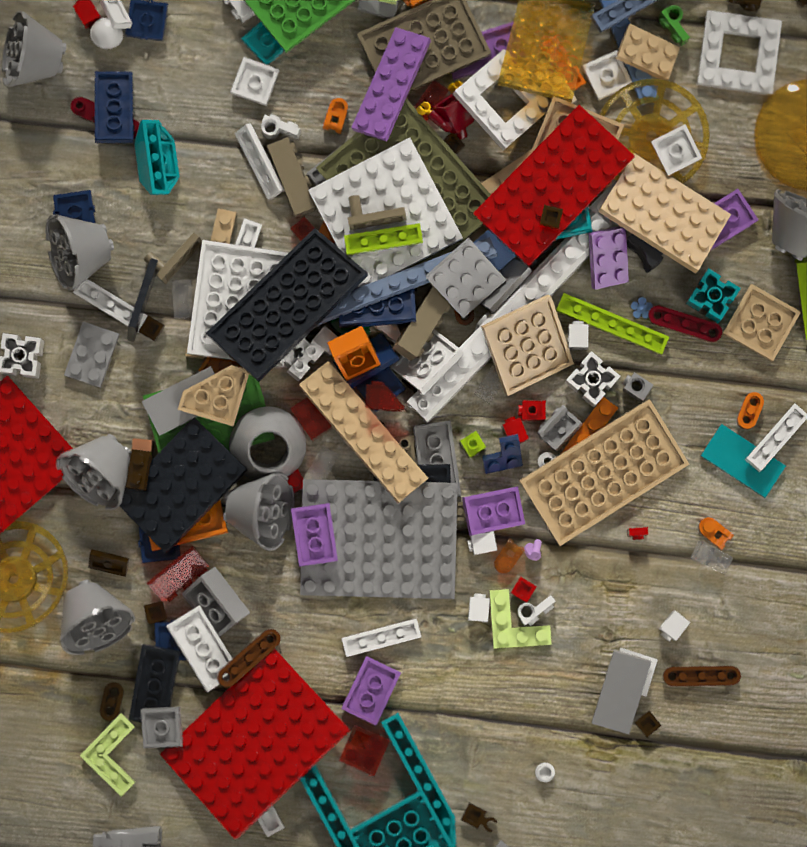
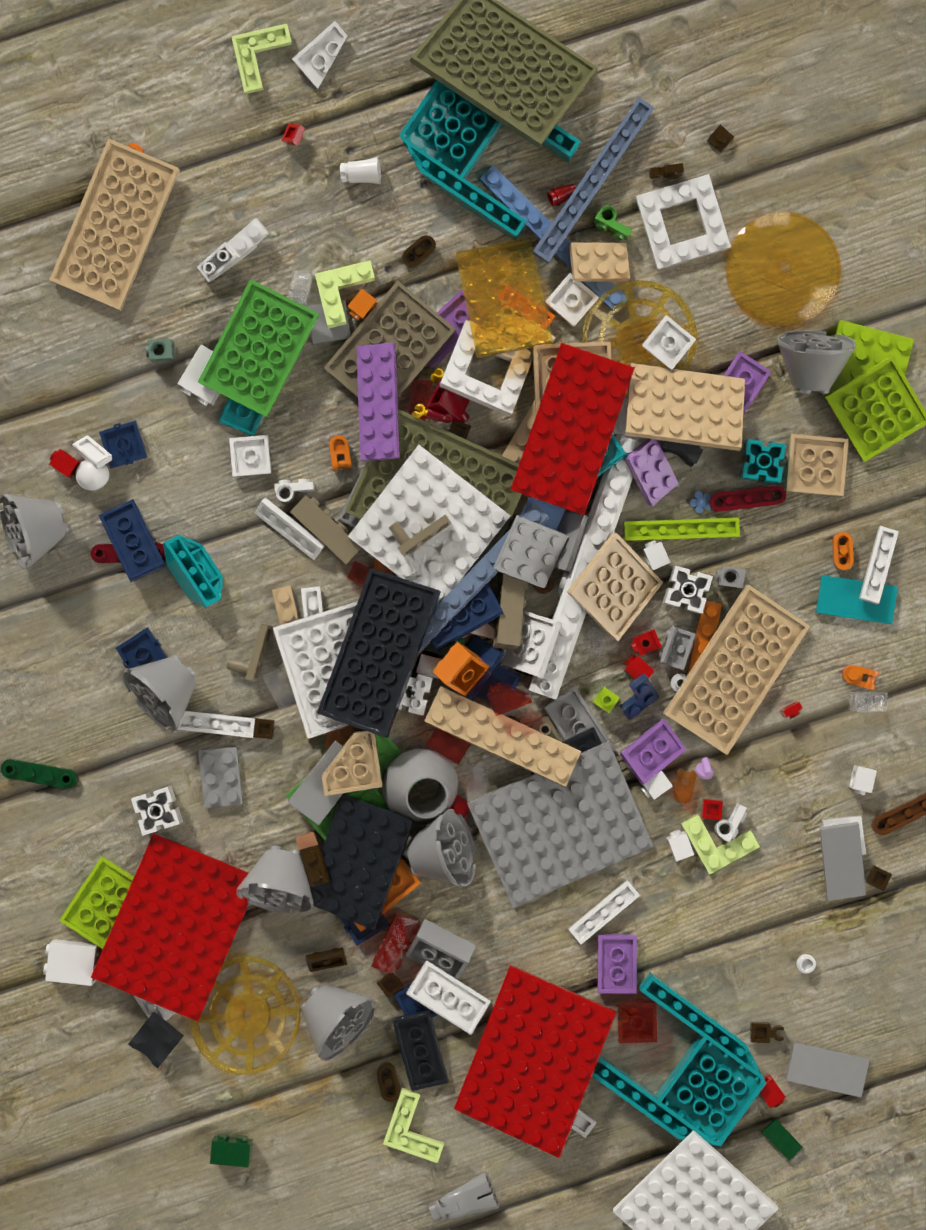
camera: 25 degrees left, 5 degrees up
(142, 299) = (244, 709): black tile -> none
(161, 727) = (445, 1085): light grey tile -> none
(248, 658) = (493, 987): reddish brown plate -> none
(314, 534) = (501, 850): medium lavender plate -> none
(383, 239) = (439, 551): lime plate -> none
(551, 217) = (585, 461): dark brown plate -> none

